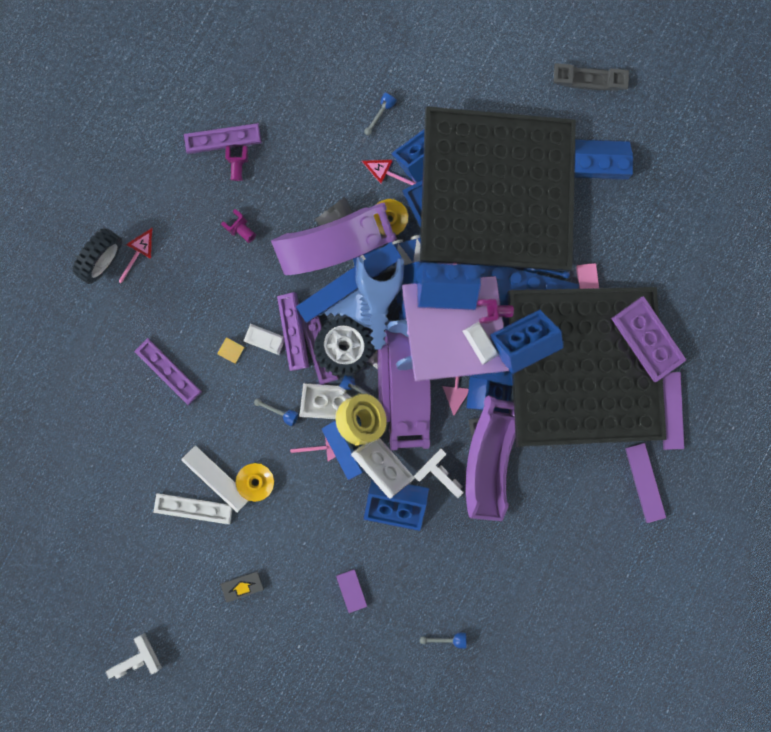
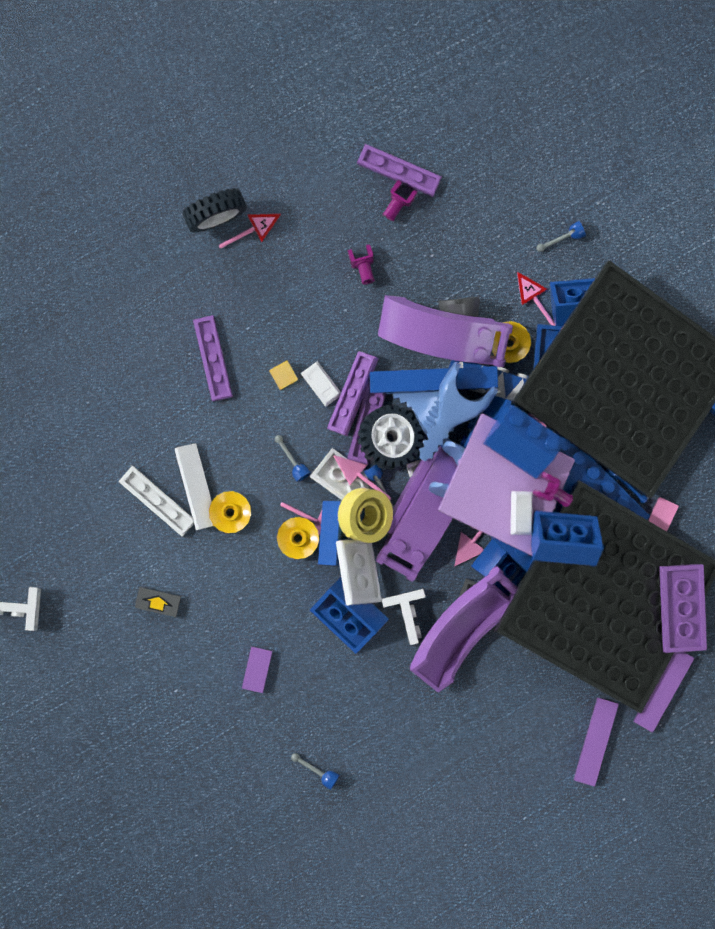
camera: 30 degrees right, 0 degrees up
(310, 473) = (286, 536): none -> yellow dish
(330, 390) = (352, 470): none -> bright pink piece

